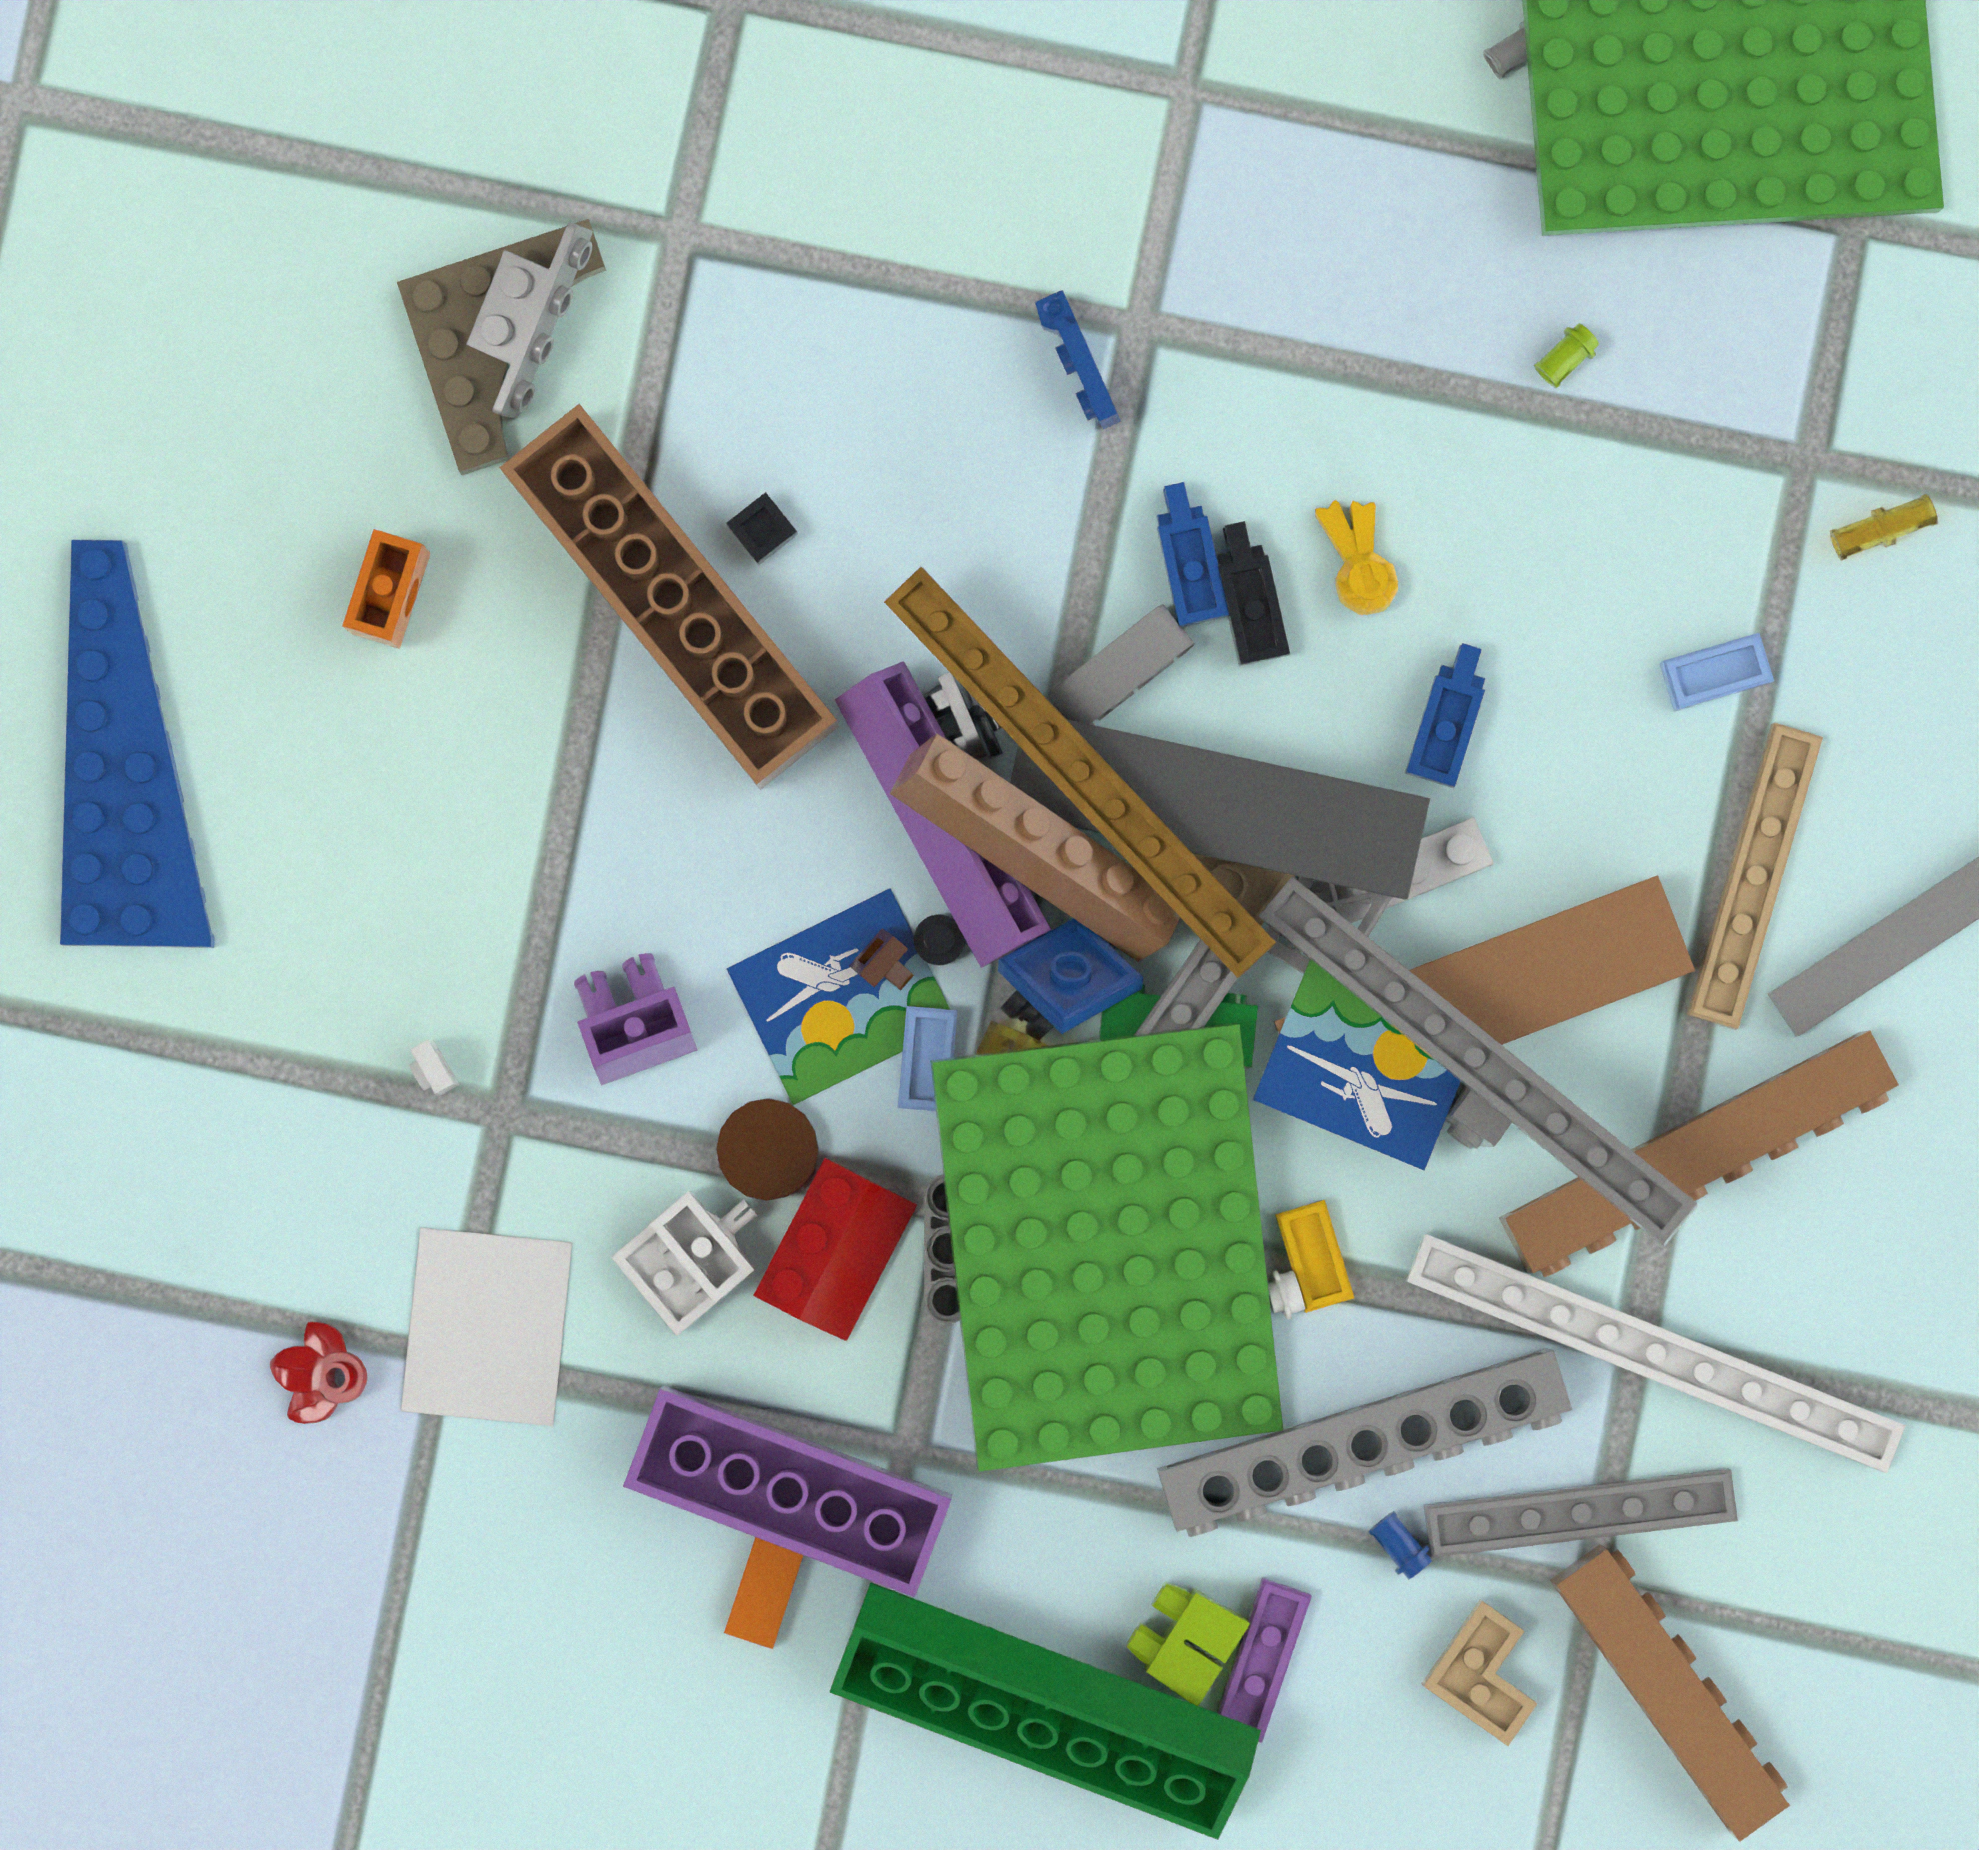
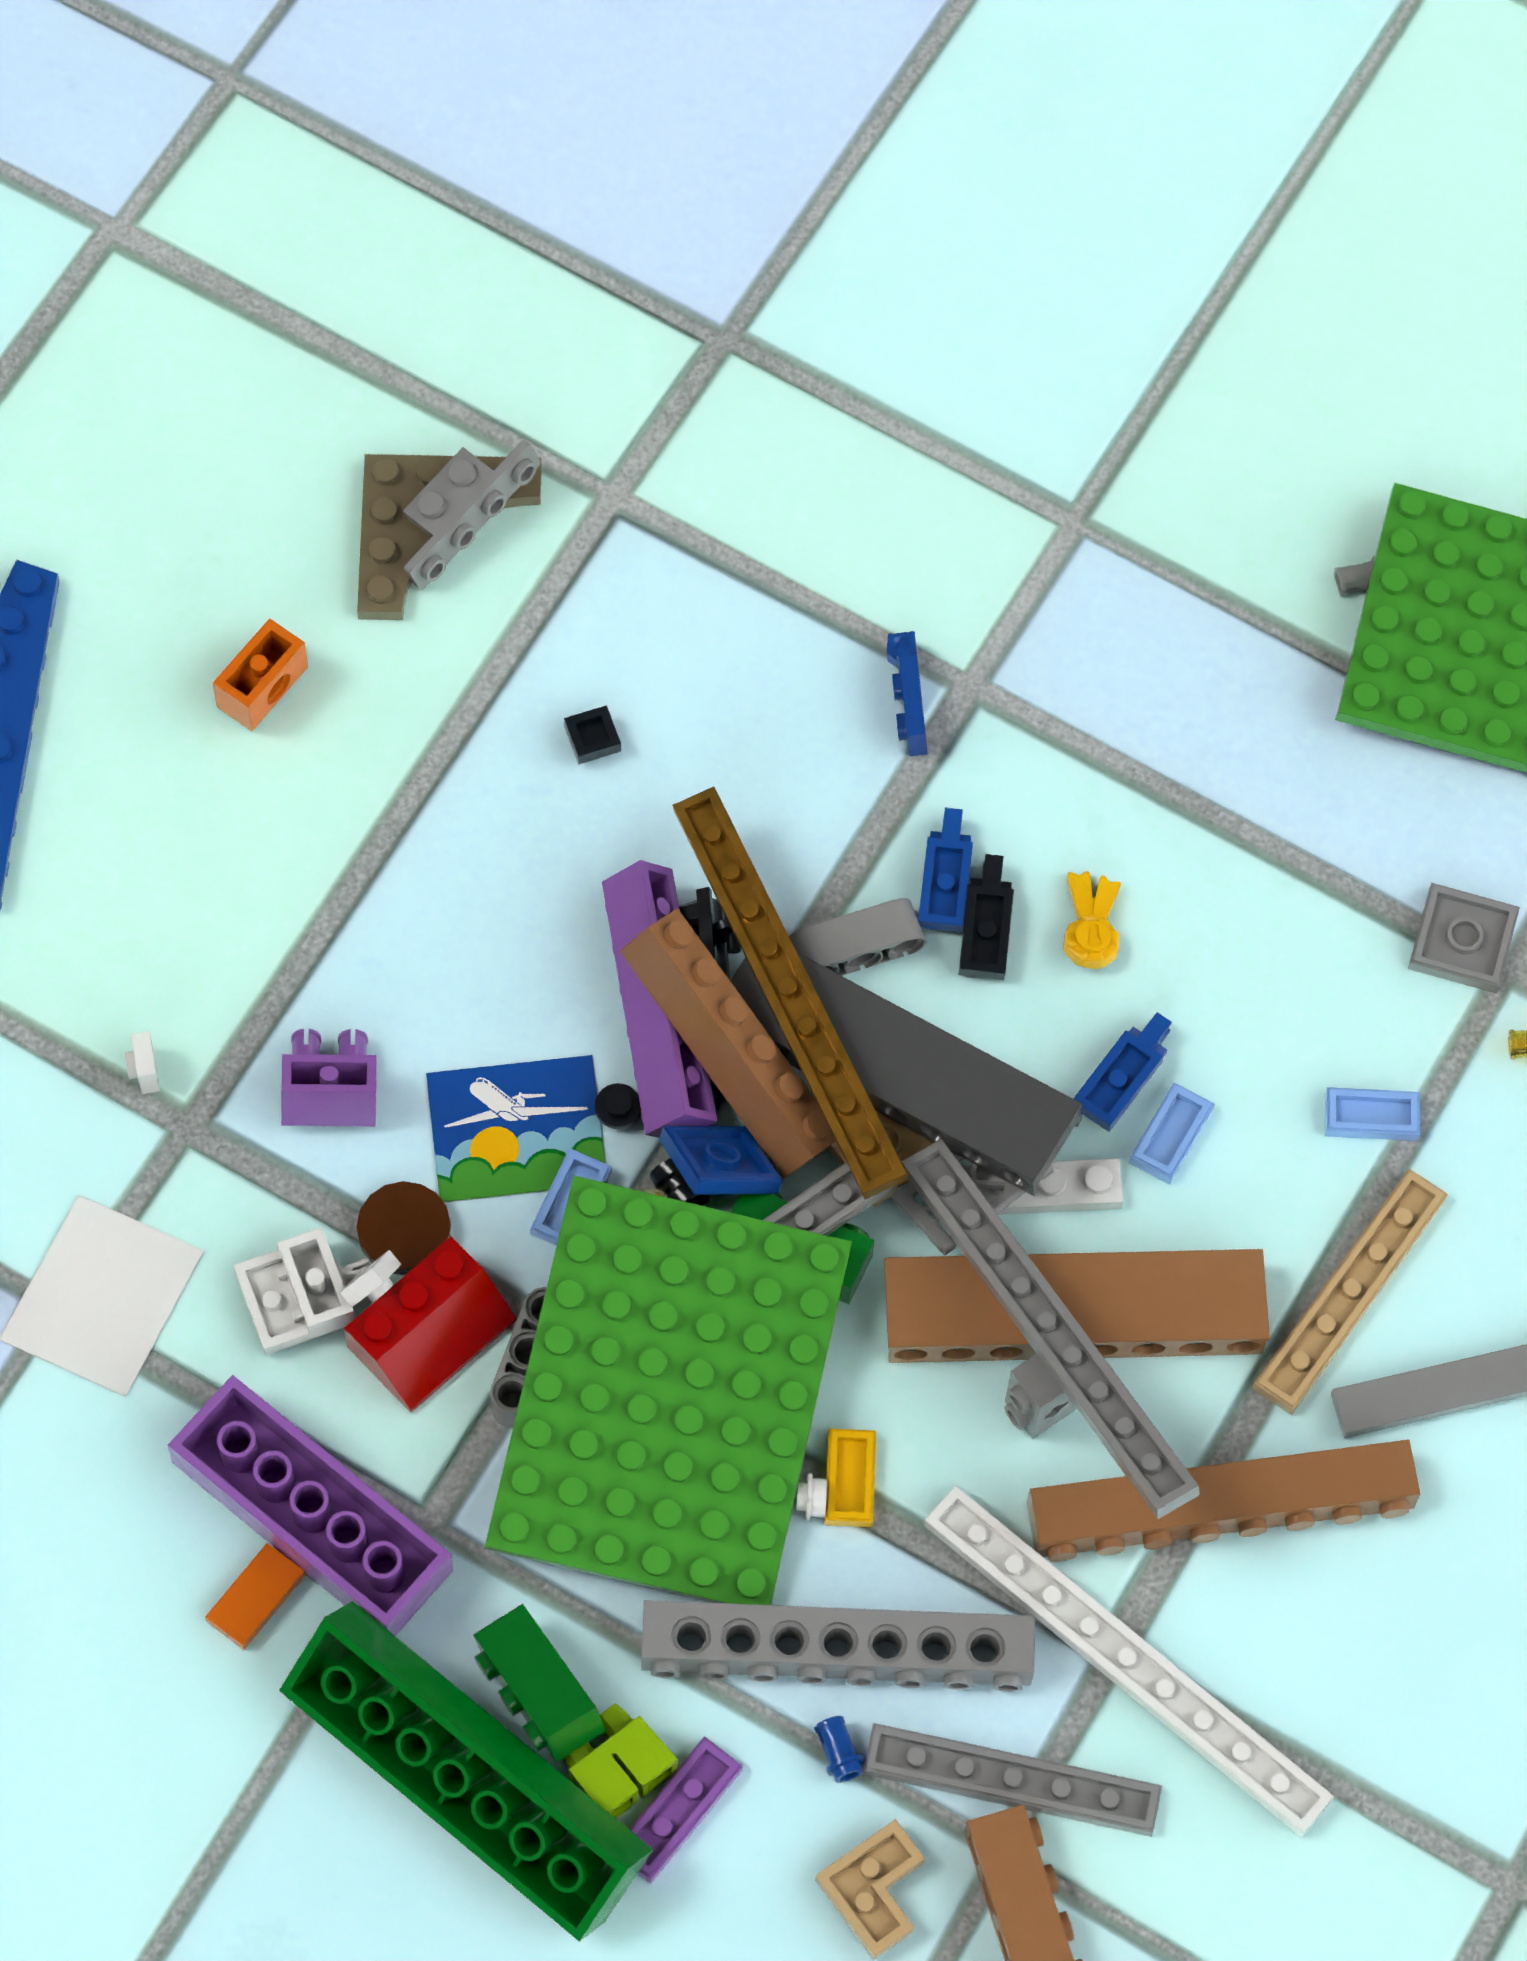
camera: 15 degrees right, 20 degrees down
(669, 596) = (495, 759): medium nougat brick -> none
(761, 1233) = (372, 1280): none -> white plate
(881, 960) = (563, 1105): reddish brown tile -> none
(1082, 1595) = (537, 1684): none -> green brick
(1355, 1074) = (942, 1322): sticker -> none
(1517, 766) = (1171, 1133): none -> light blue tile
(1567, 355) = (1326, 820): lime pin -> none
(1751, 437) = (1464, 938): none -> light grey tile

